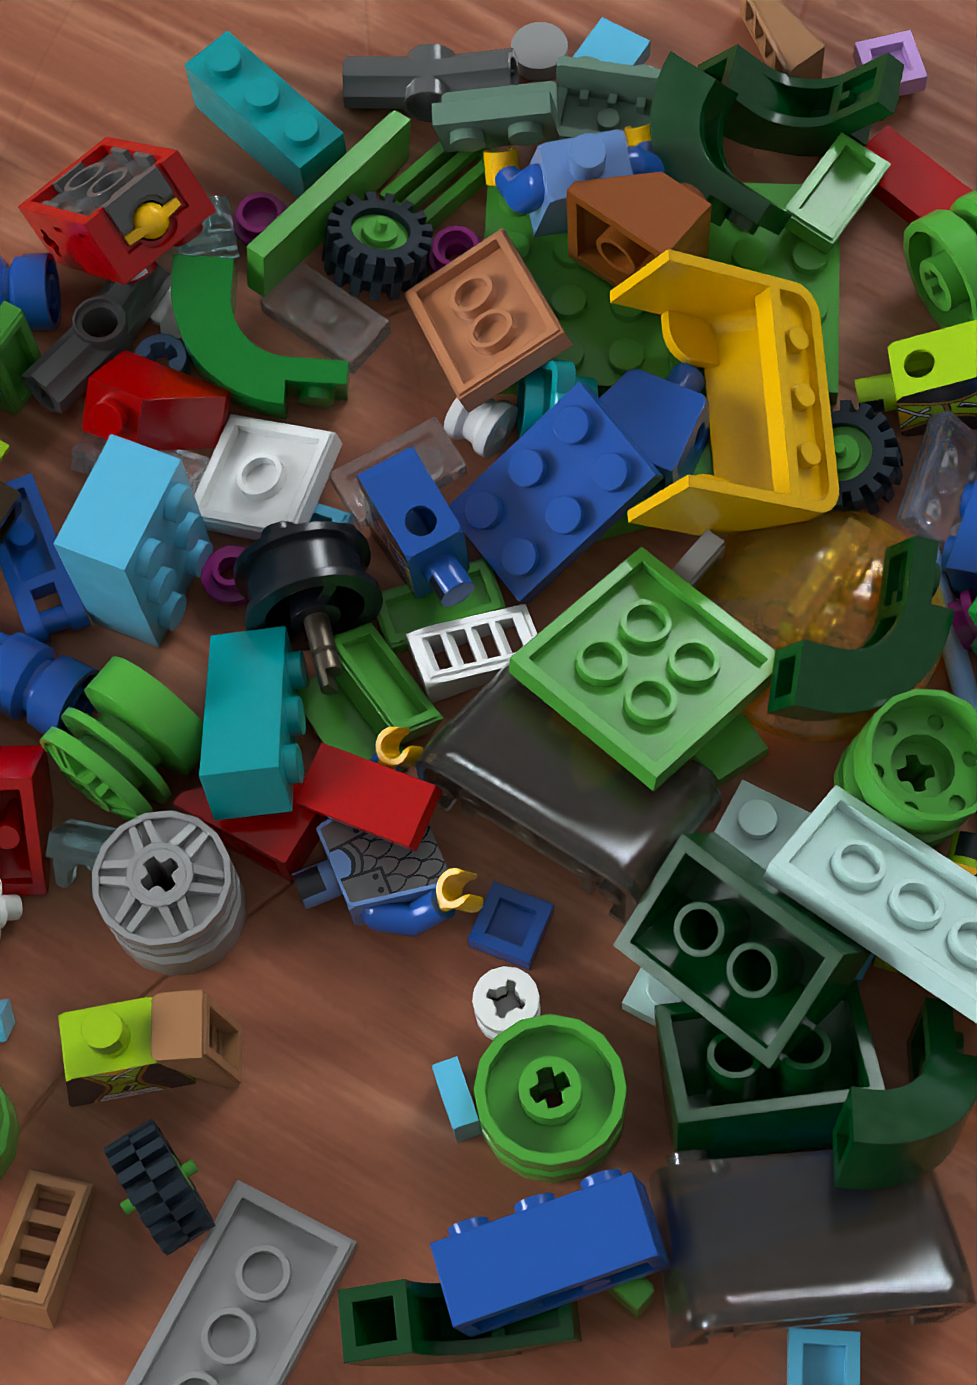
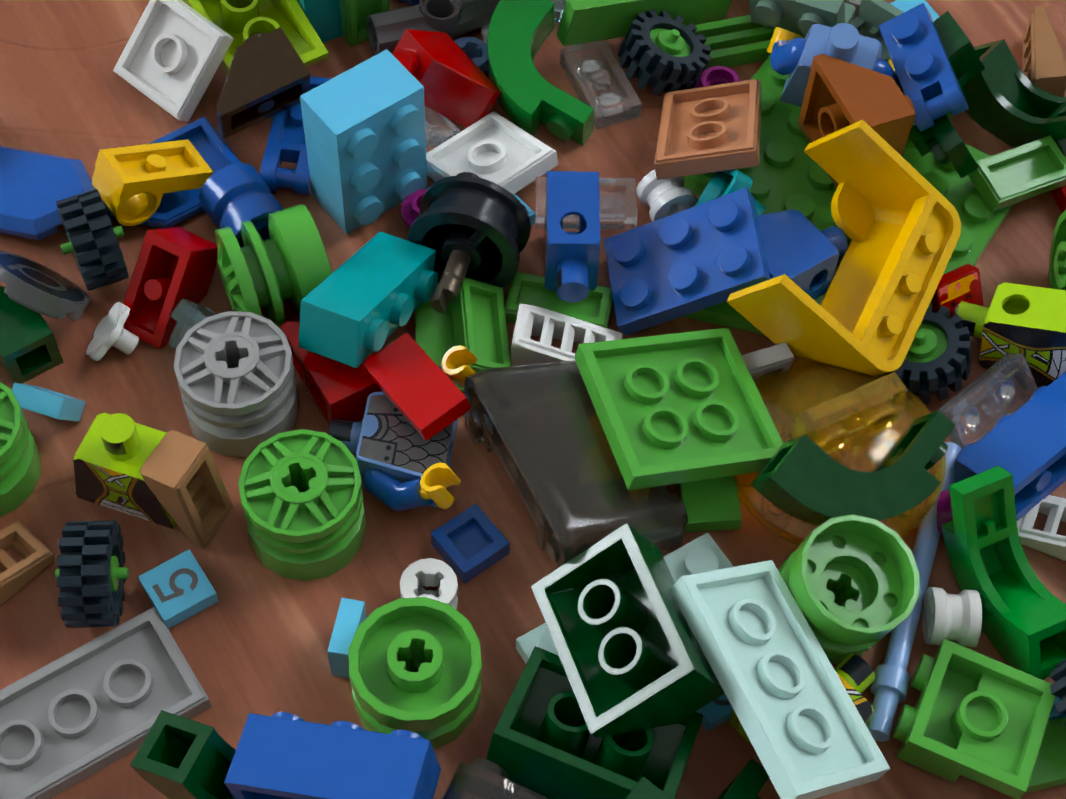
camera: 20 degrees right, 10 degrees down
(247, 1145) = (178, 589): none -> medium azure tile
(324, 1022) = (306, 531): none -> bright green wheel
(679, 132) = (923, 66): none -> blue plate
(844, 364) = (958, 286): none -> red tile

